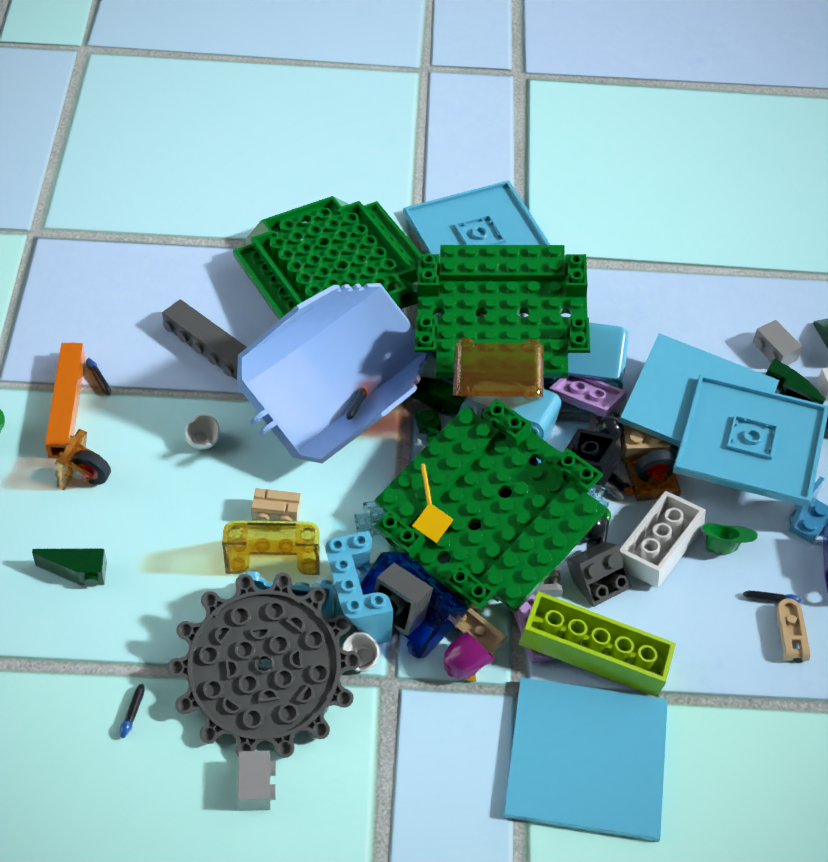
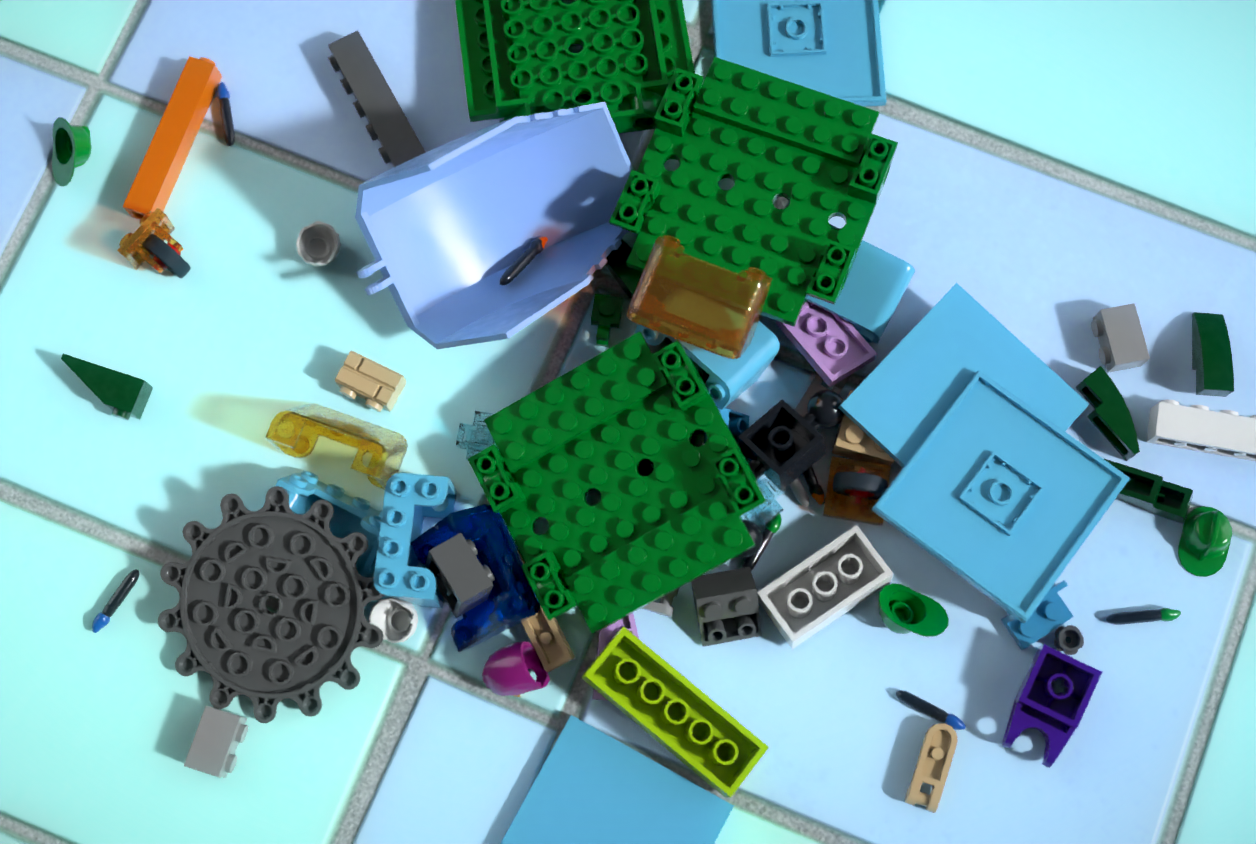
camera: 25 degrees right, 25 degrees up
(432, 520) = (539, 478): yellow piece -> none

